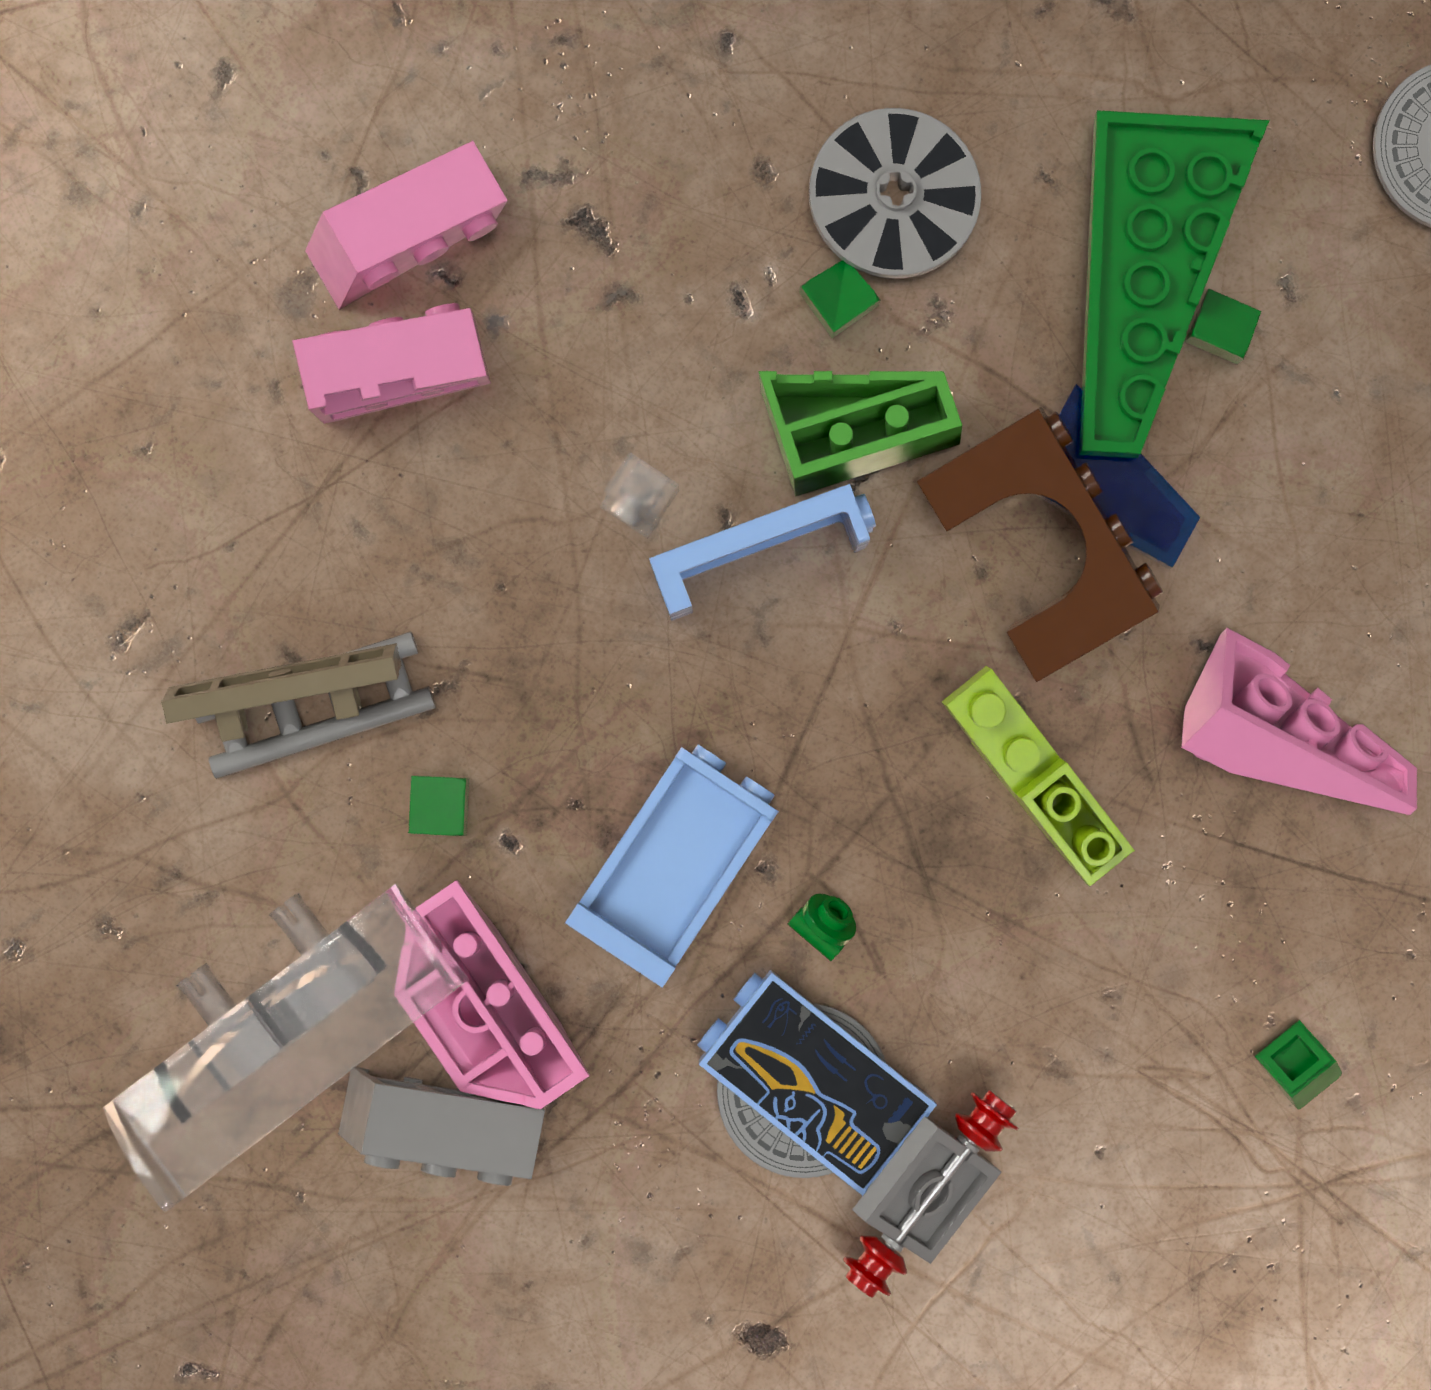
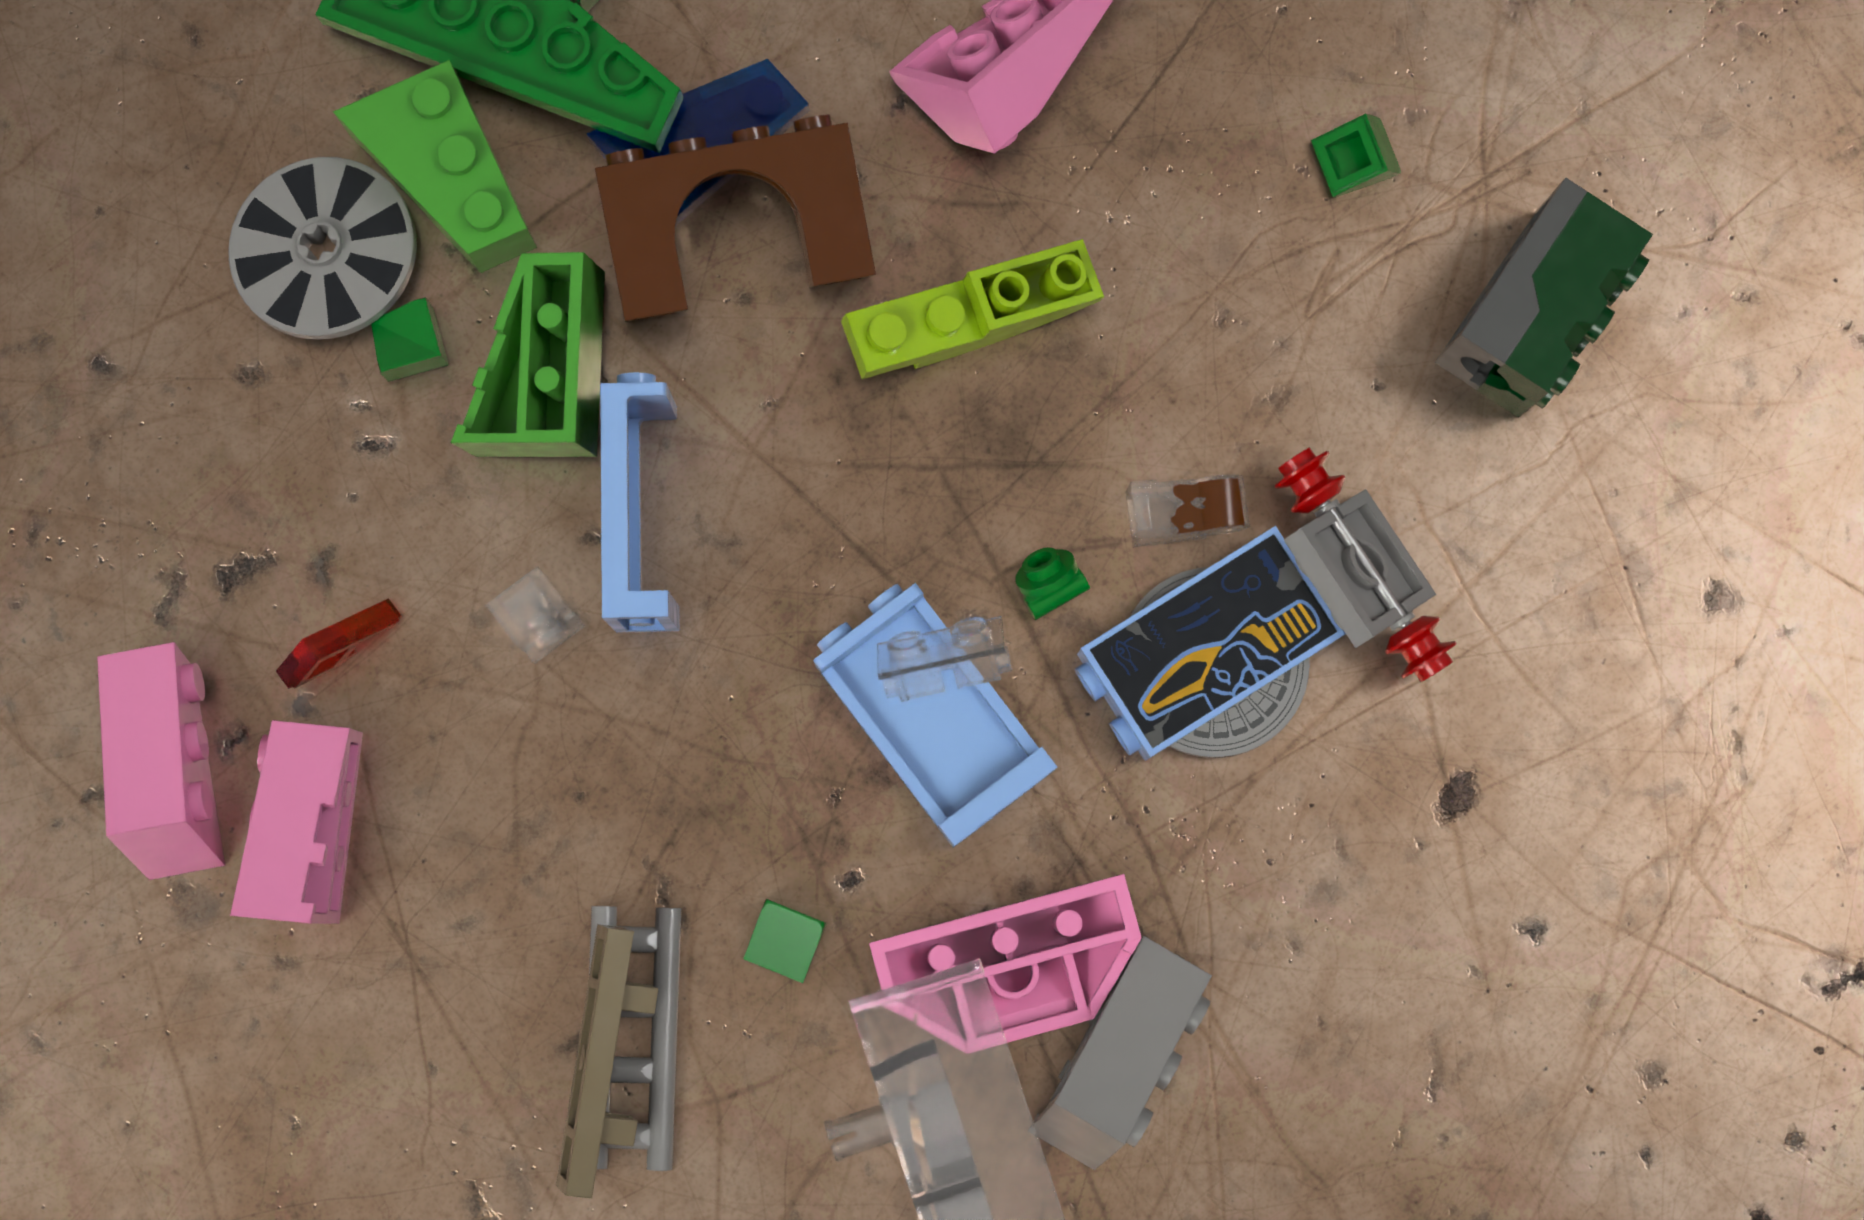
camera: 75 degrees left, 5 degrees down
(556, 336) = (335, 644): none -> clear red tile
(712, 832) = (914, 660): none -> clear hinge
(928, 1022) = (1186, 509): none -> leg
(1006, 271) = (441, 158): none -> bright green wedge
(1221, 1276) = (1547, 300): none -> dark green piece

